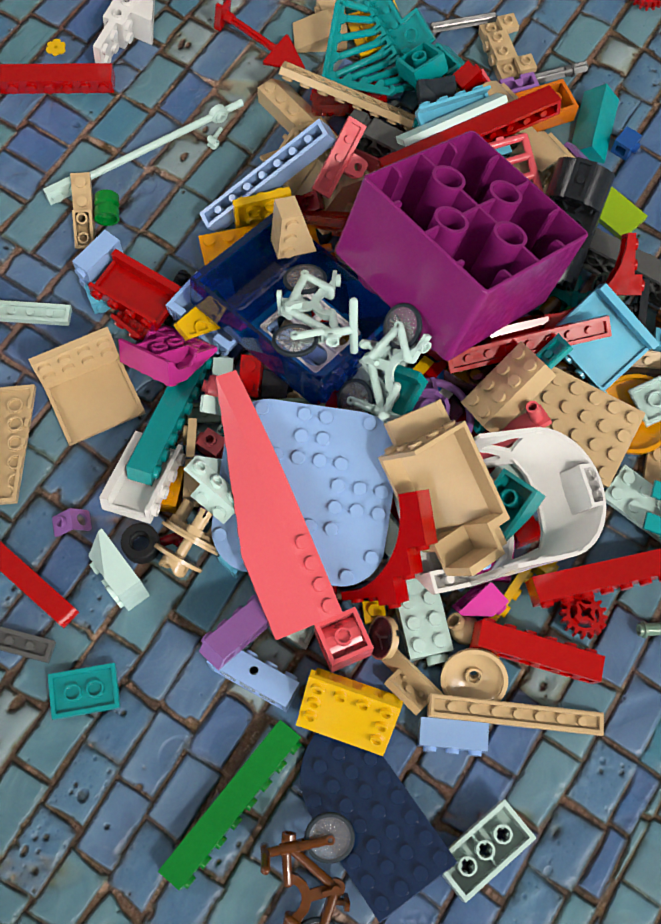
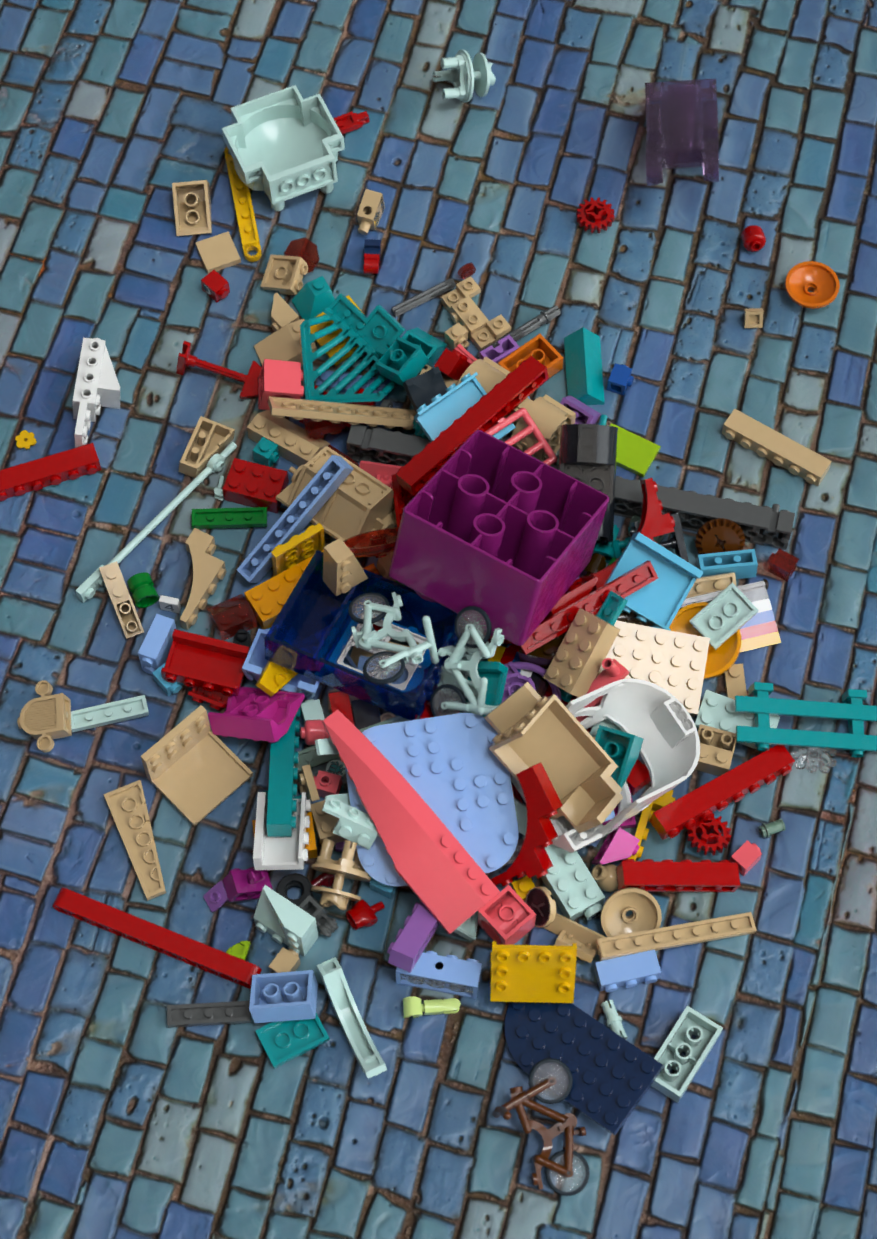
camera: 15 degrees left, 5 degrees down
(65, 585) = (240, 949): none -> lime tile
(86, 649) = (283, 996): none -> light blue brick
(90, 518) = (245, 884): none -> magenta brick
(104, 614) = (285, 961): none -> tan brick
(127, 228) = (169, 604): none -> white tile
(148, 697) = (350, 1018): none -> light aqua arch
(150, 572) = (326, 924): none -> dark grey brick
(170, 212) = (206, 575): none -> tan arch
(181, 256) = (232, 616): none -> clear red slope
(201, 587) = (363, 915): none -> red piece
(211, 165) = (229, 518): none -> green plate
(214, 89) = (205, 442): none -> tan wedge
(219, 702) = (413, 1006): none -> yellowish green piece
(229, 806) = (456, 1086): green brick -> none
(245, 141) = (255, 485): none -> red brick
(268, 117) = (266, 452): none -> teal brick
(303, 51) = (279, 380): none -> coral brick
(310, 201) = (342, 529): dark red bracket -> none
(342, 159) = (363, 484): coral plate -> none
(421, 785) = (613, 1019): none -> light aqua pin
(451, 119) = (450, 415): light aqua tile -> none
(484, 60) = (456, 335): none -> tan brick
(511, 7) = (466, 270): none -> clear red tile
(616, 652) = (747, 857): none -> coral brick
(618, 530) = (715, 750): none -> tan slope

